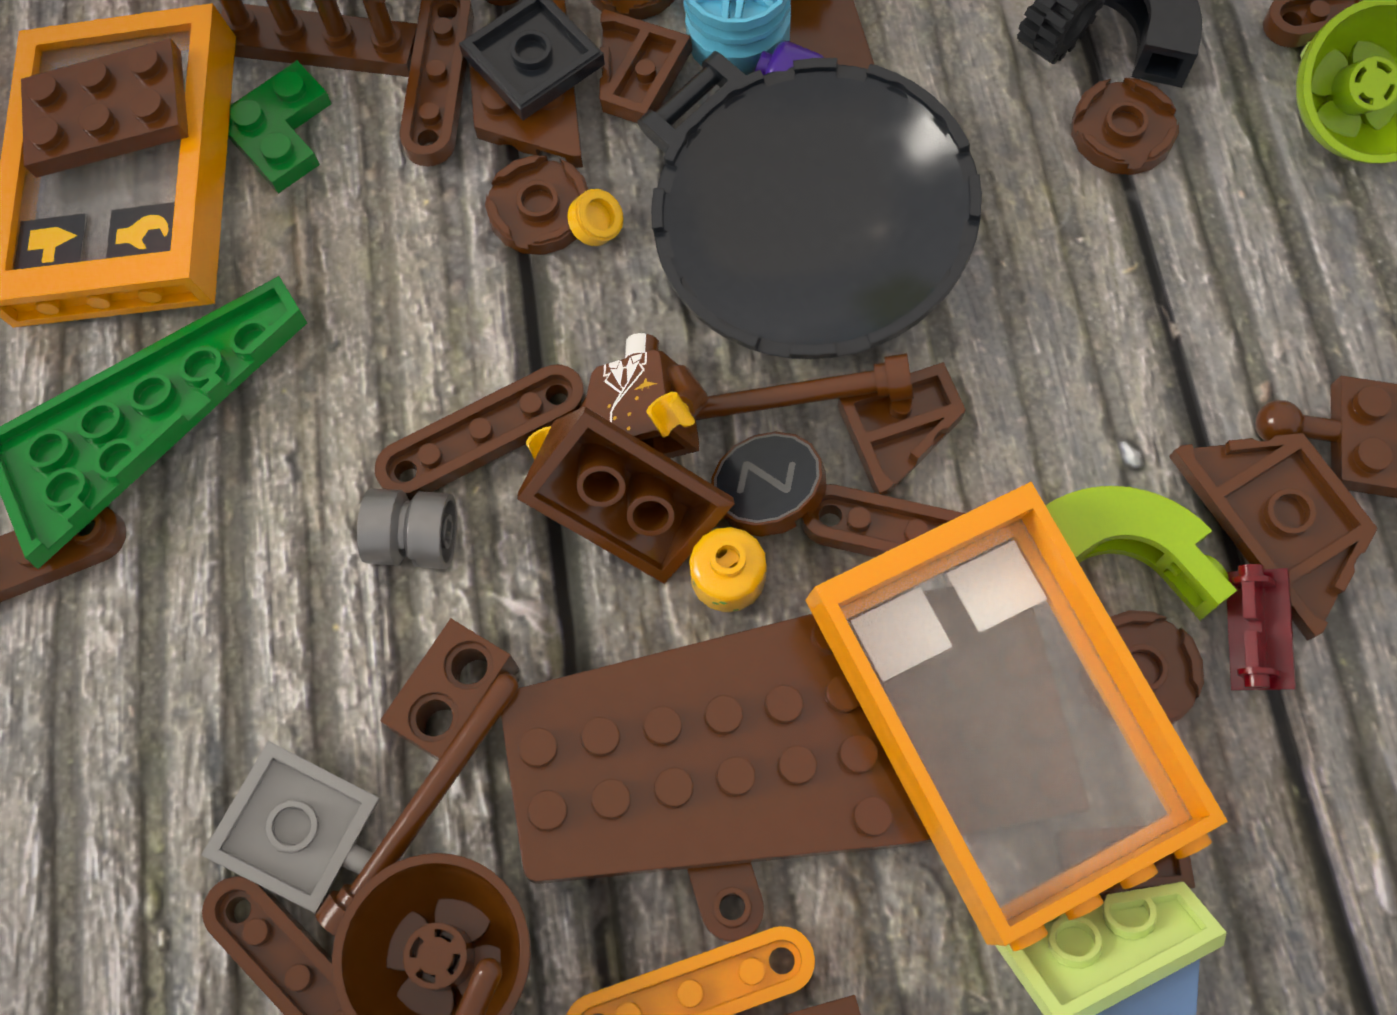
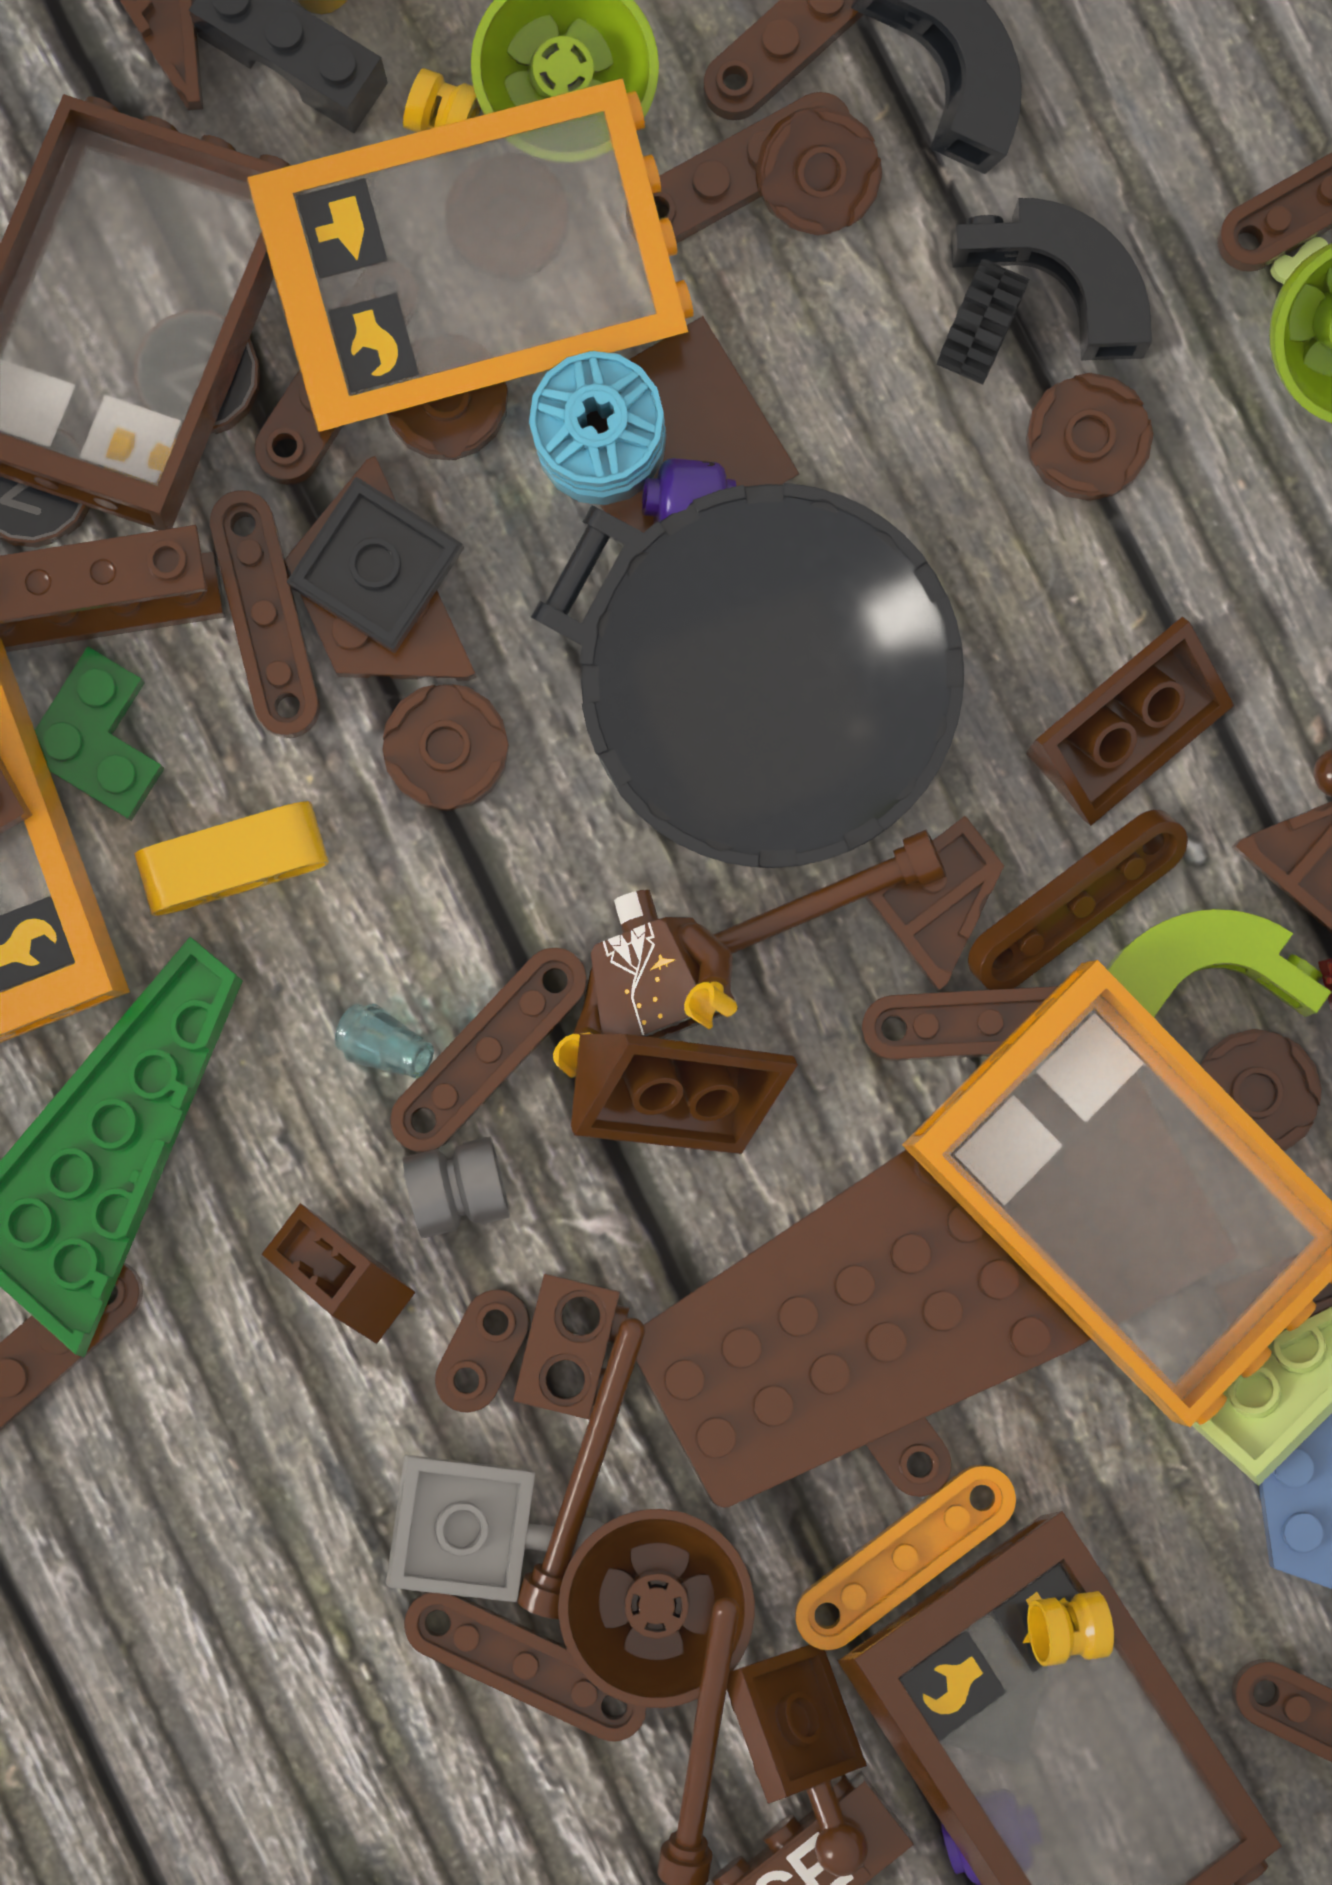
camera: 20 degrees left, 15 degrees up
(282, 574) = (338, 1274): none -> reddish brown arch
(337, 231) = (231, 858): none -> yellow beam
(376, 678) = (482, 1351): none -> reddish brown plate
(394, 395) = (382, 1042): none -> clear light blue cone
(595, 217) = (521, 749): yellow tile -> none
(638, 65) = (502, 529): reddish brown wing -> none
(728, 569) = (796, 1143): yellow head -> none
(772, 482) = (820, 1013): black tile -> none
(1023, 455) = (1077, 900): none -> reddish brown plate
(1105, 327) = (1132, 723): none -> reddish brown slope

